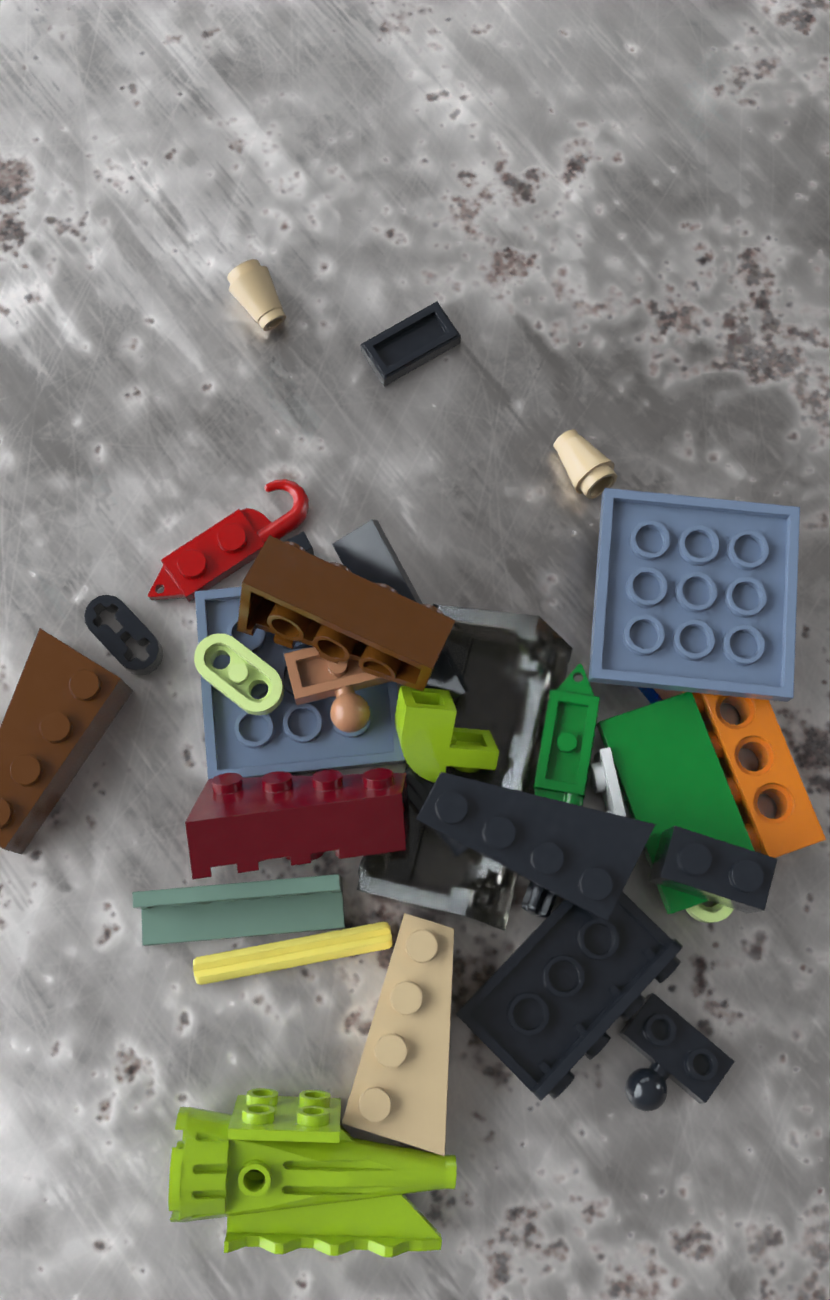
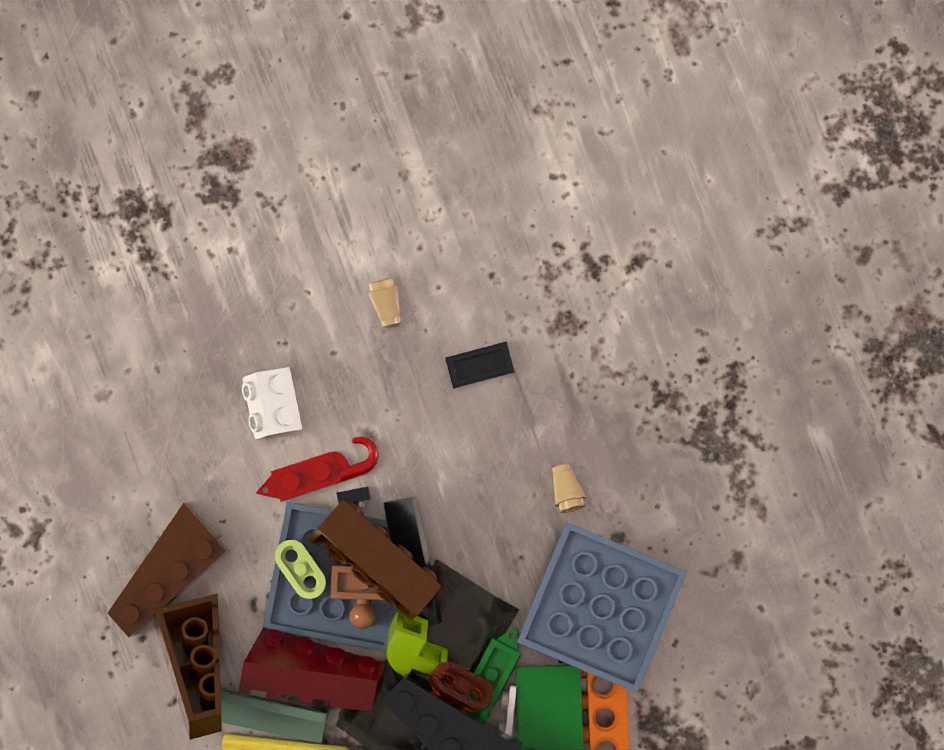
camera: 15 degrees right, 10 degrees up
(111, 851) = (192, 655): none -> reddish brown wedge
(116, 641) = (240, 510): black beam -> none
(136, 468) = (271, 402): none -> white bracket
(528, 765) = (460, 684): none -> clear red plate

